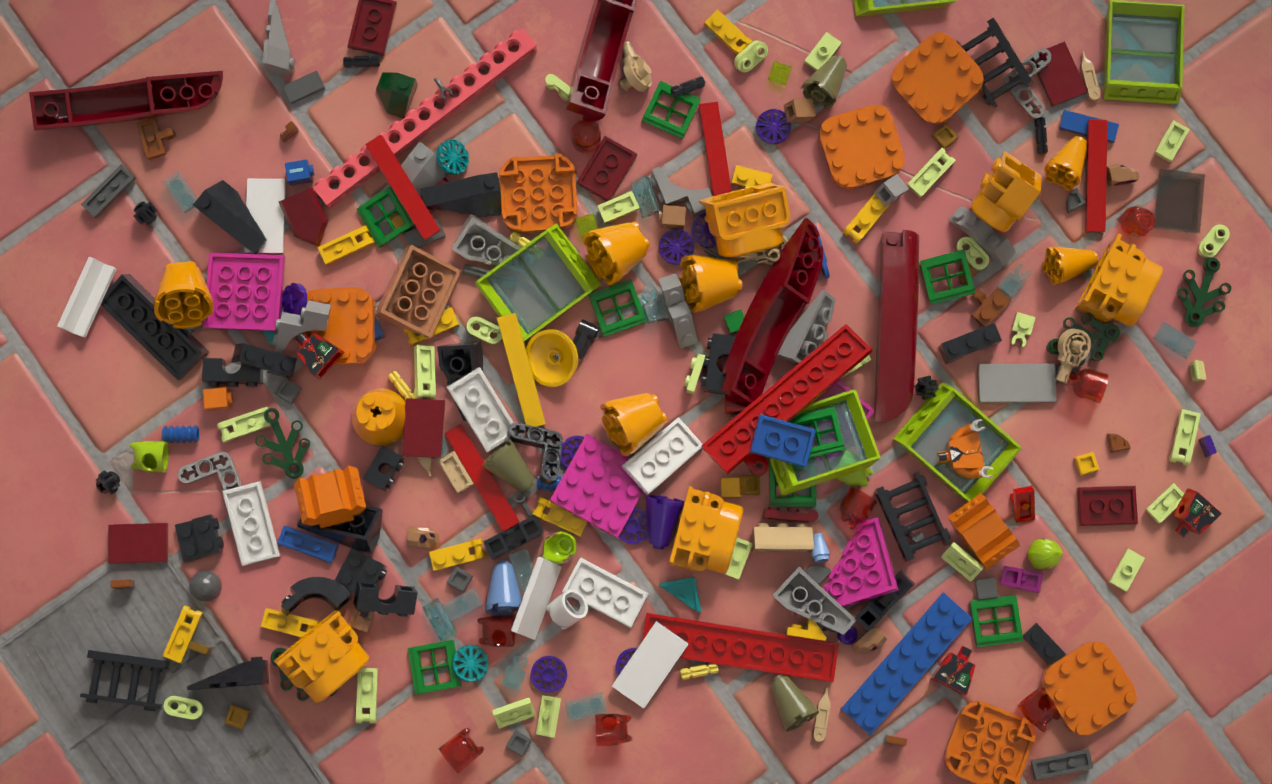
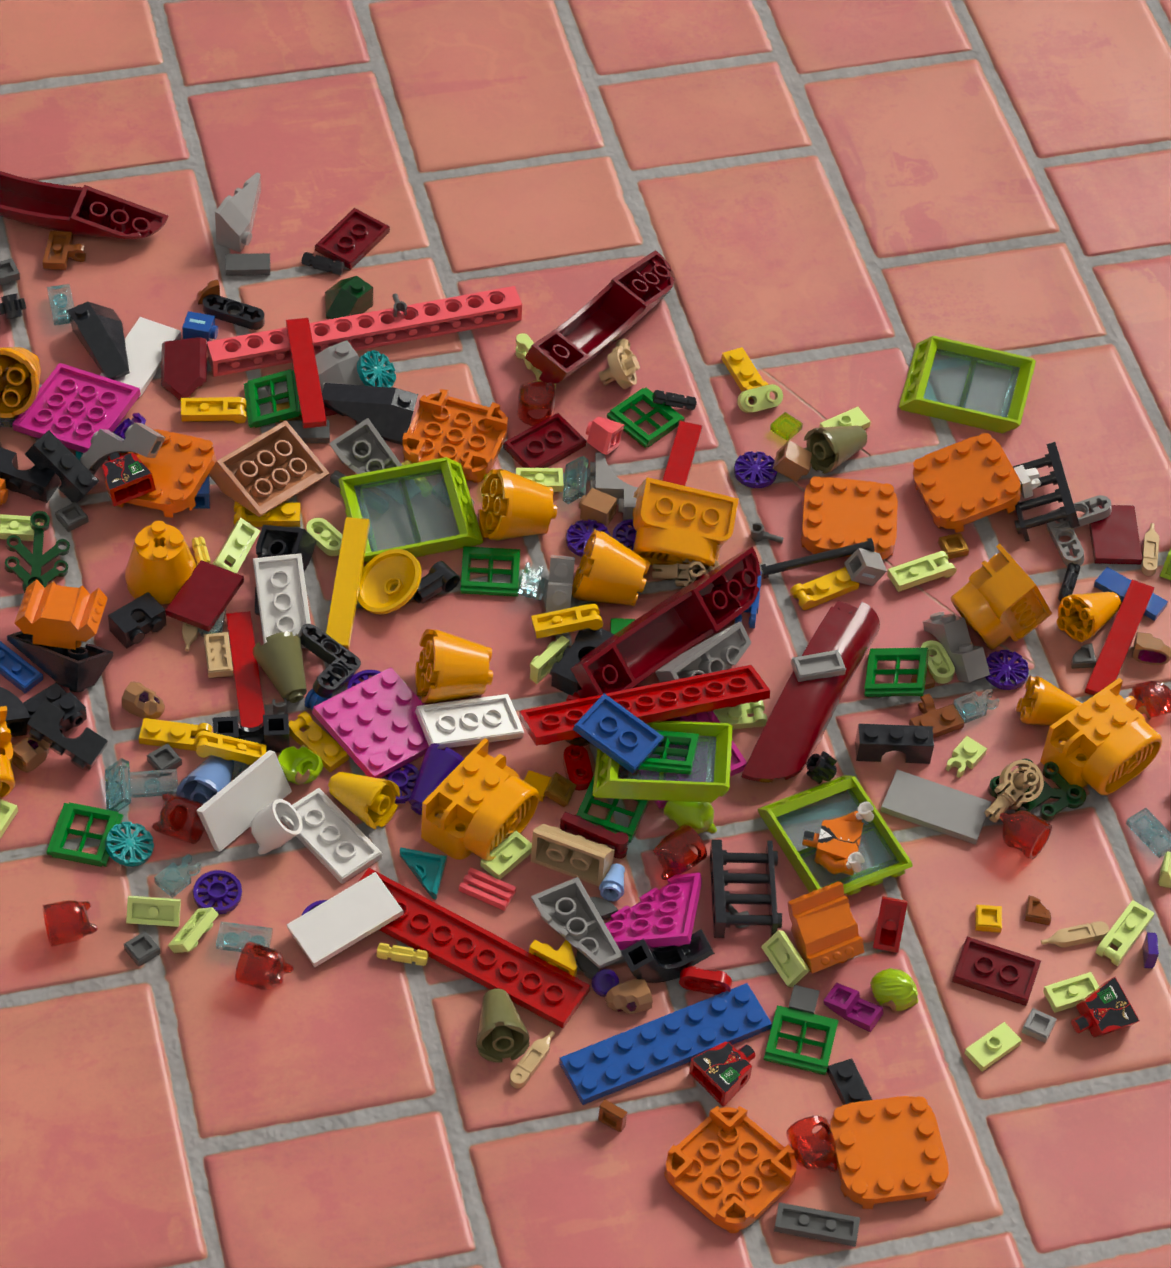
camera: 20 degrees right, 30 degrees down
(329, 136) = (248, 315): none -> black beam
(508, 562) = (228, 747): none -> yellow plate
(616, 555) = (366, 797): none -> yellow cone
(650, 147) = (604, 434): none -> coral slope
(697, 342) = (567, 620): none -> yellow plate
(732, 582) = (489, 885): none -> coral tile
(804, 186) = (759, 534): none -> dark grey hand
(854, 196) = (815, 558): none -> black bar
(898, 312) = (818, 666): none -> light grey tile
(923, 601) = (705, 980): none -> red plate
(983, 61) = (1028, 480): none -> white tile
(1024, 238) = (1007, 670): none -> dark purple wheel
(1151, 538) = (1039, 1025): none -> light grey tile
(1152, 450) = (1078, 934): none -> tan piece

